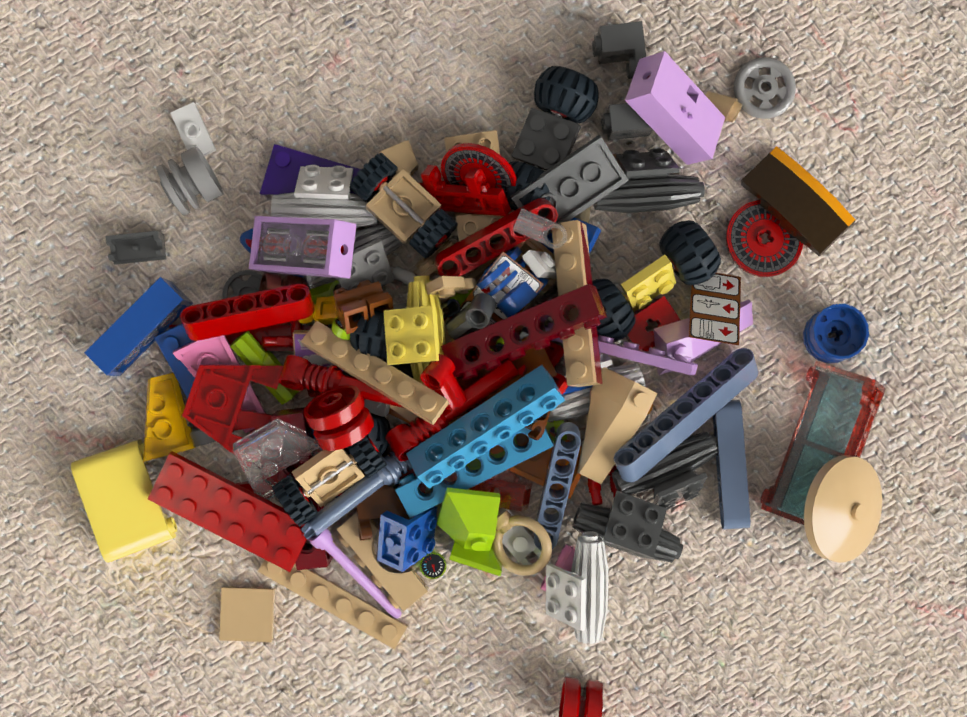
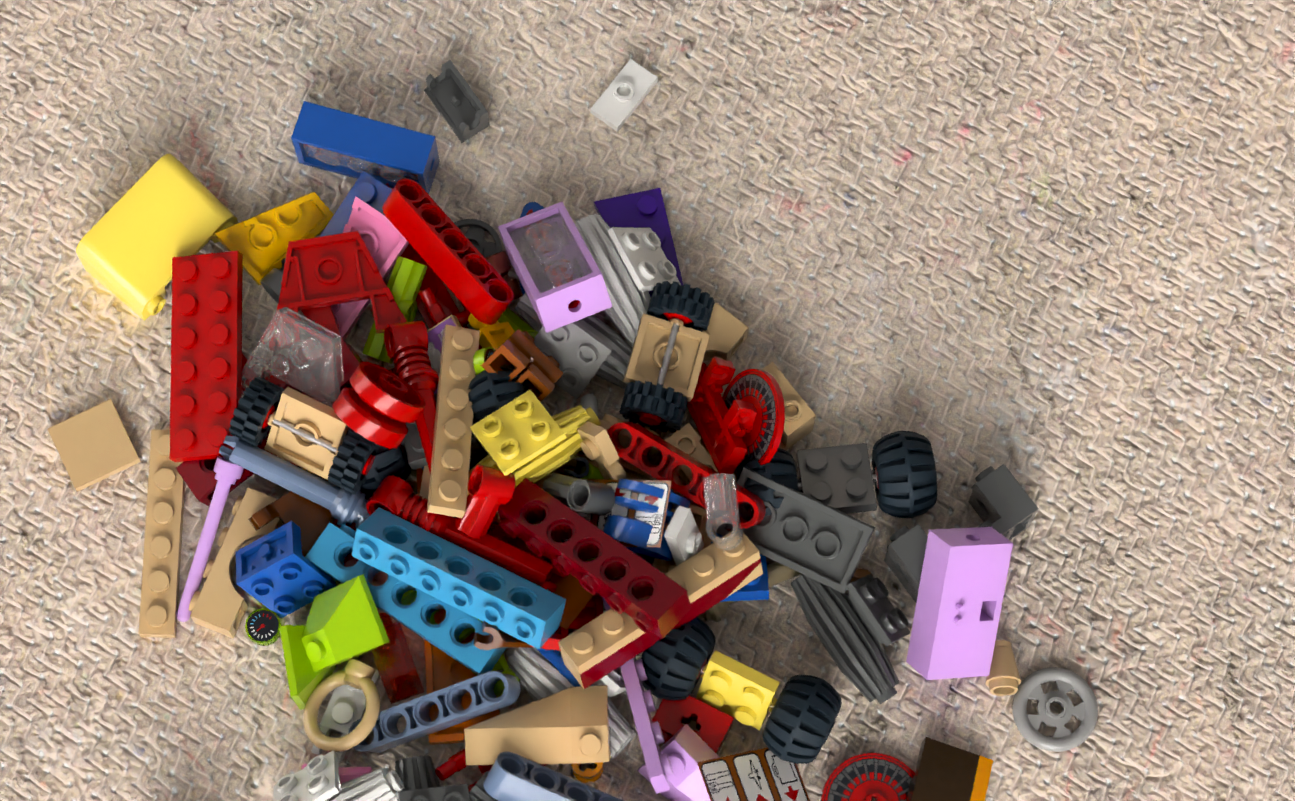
camera: 60 degrees right, 15 degrees down
(189, 180) = (561, 115): light grey wheel -> none

